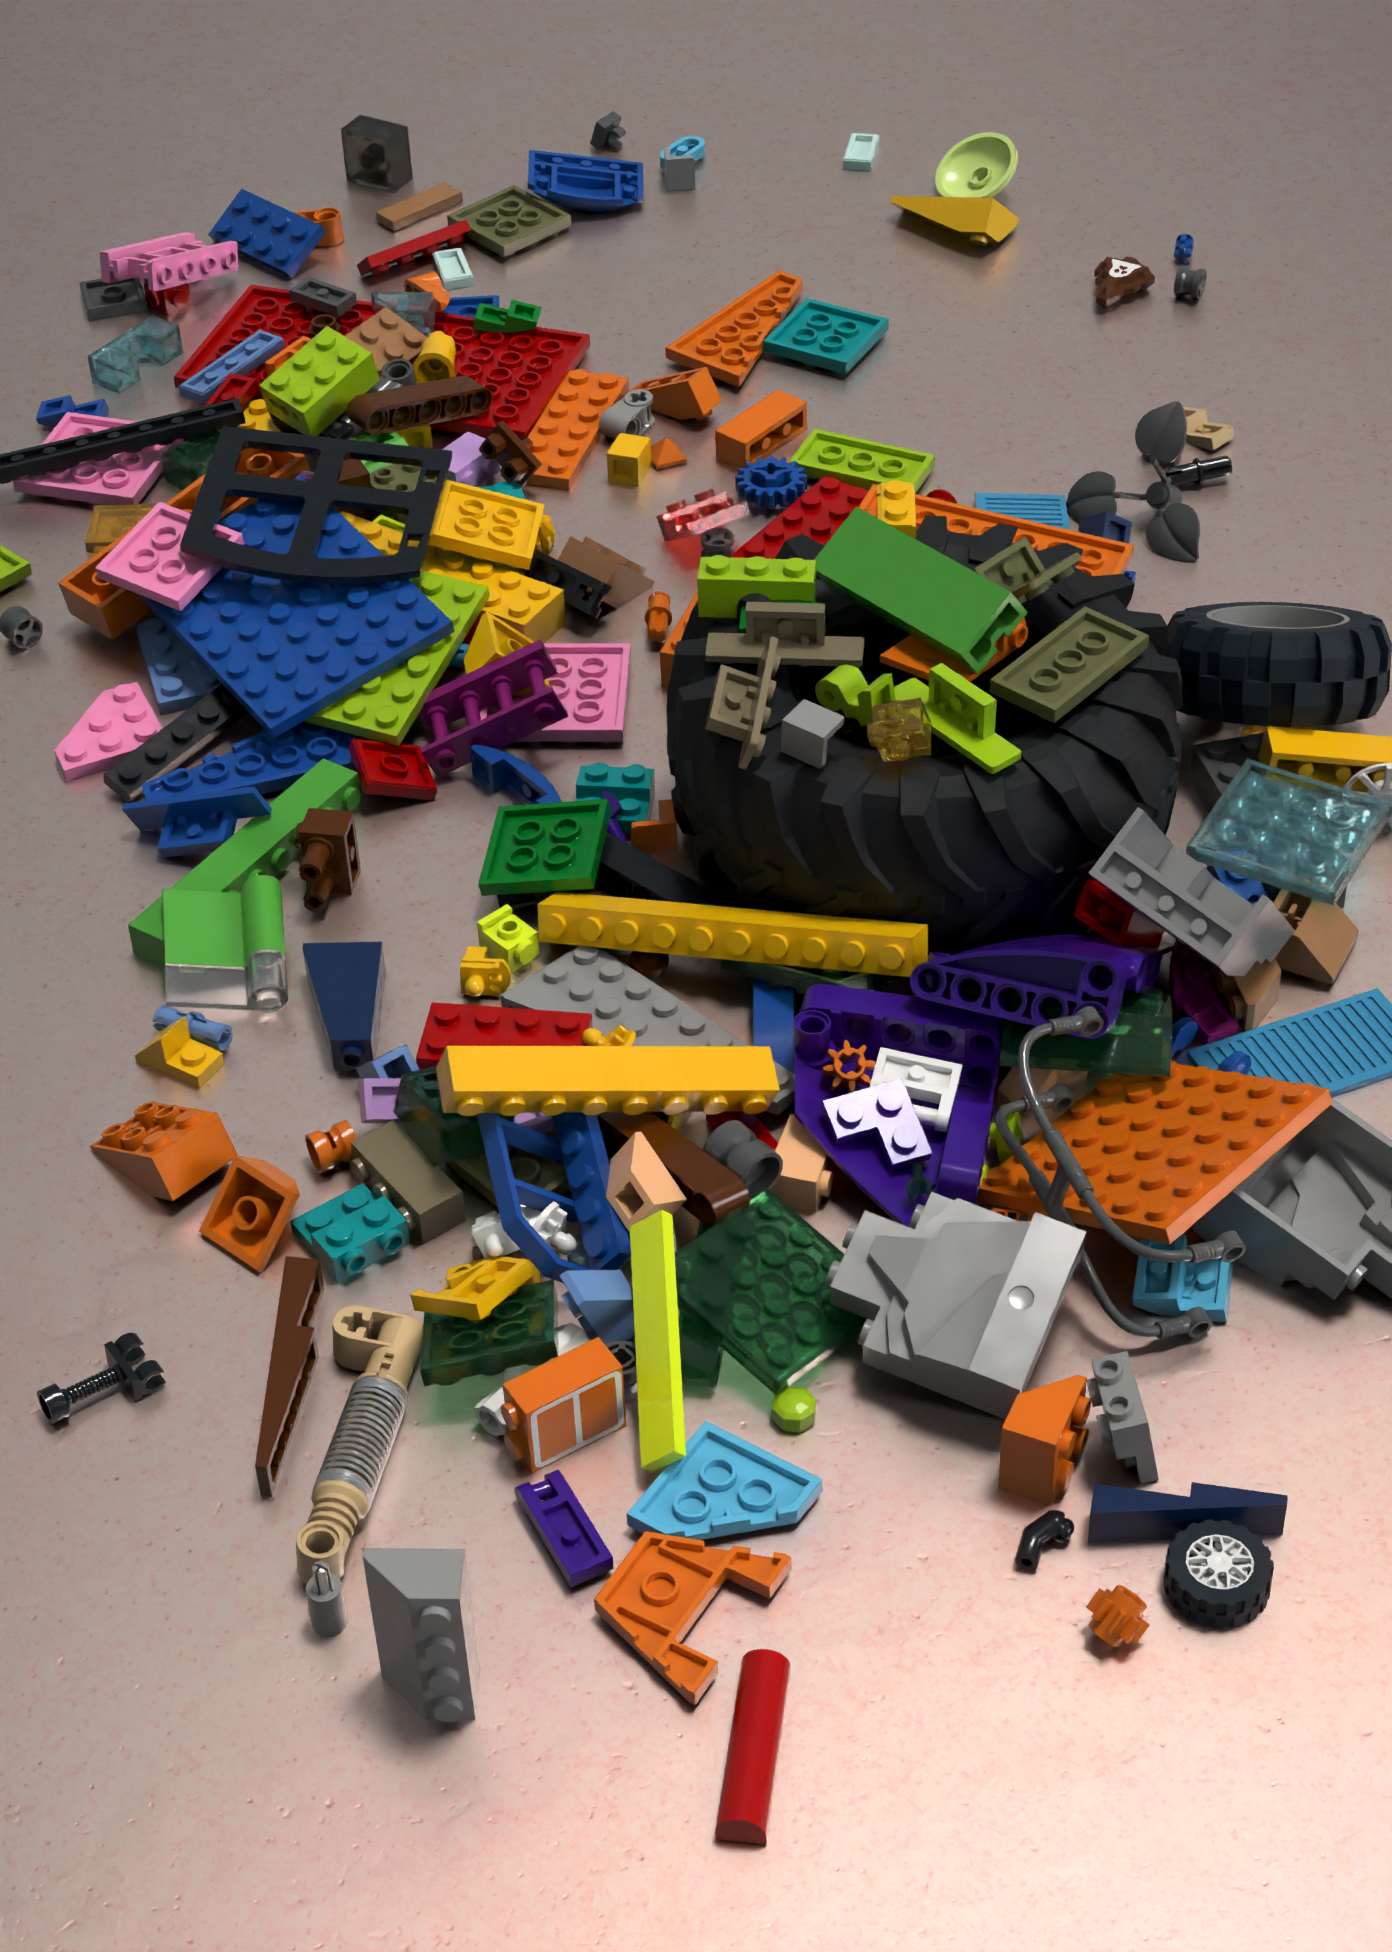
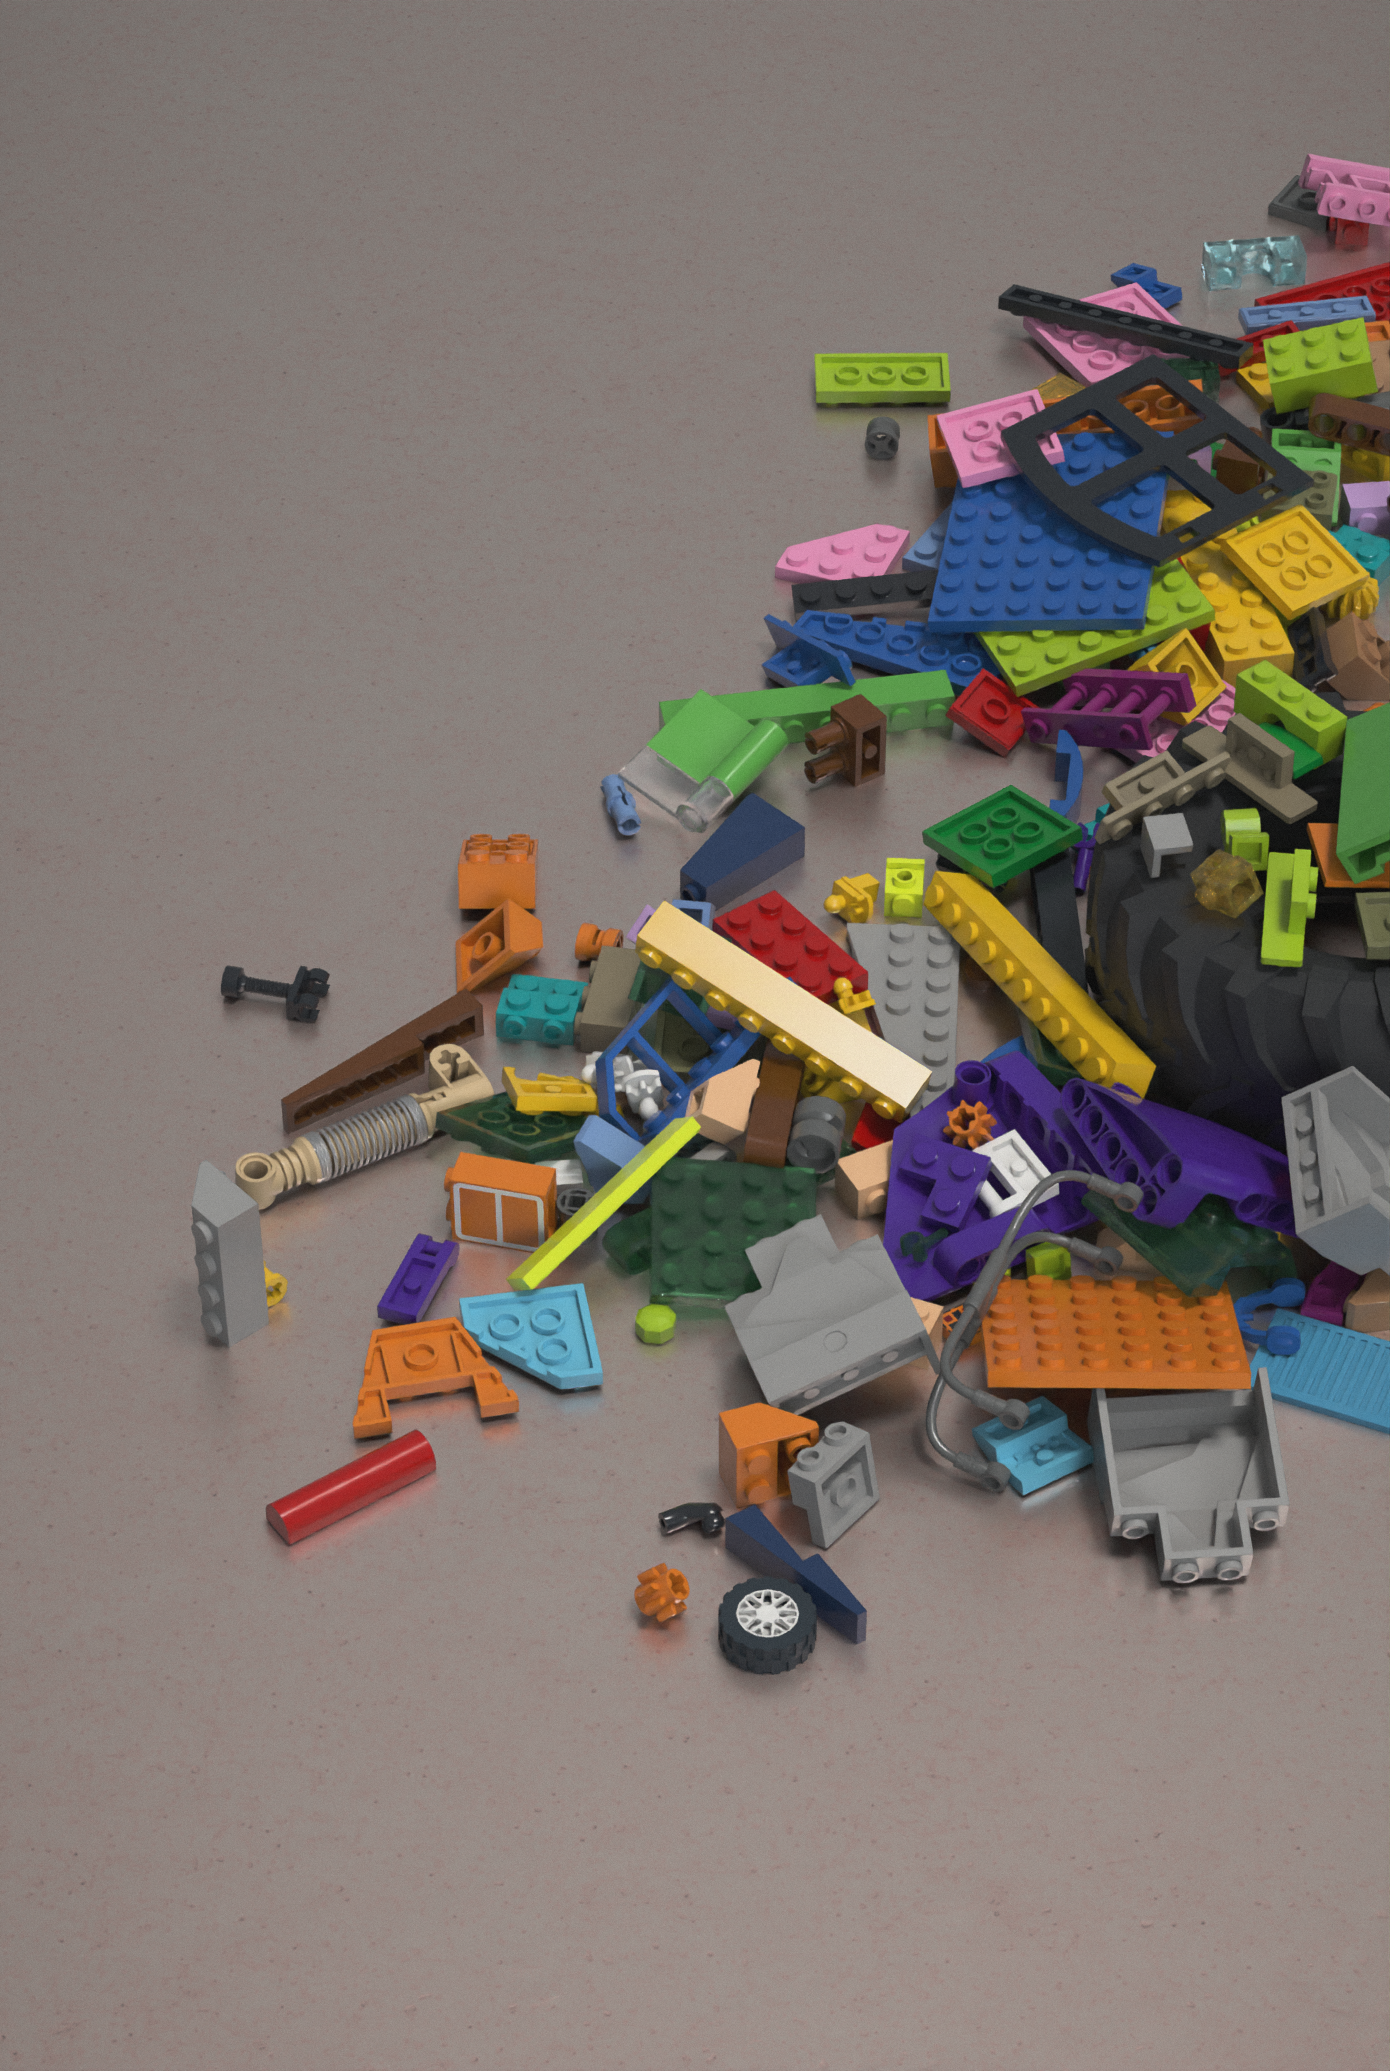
camera: 45 degrees right, 0 degrees up
(180, 1056) = (592, 819): yellow slope -> none

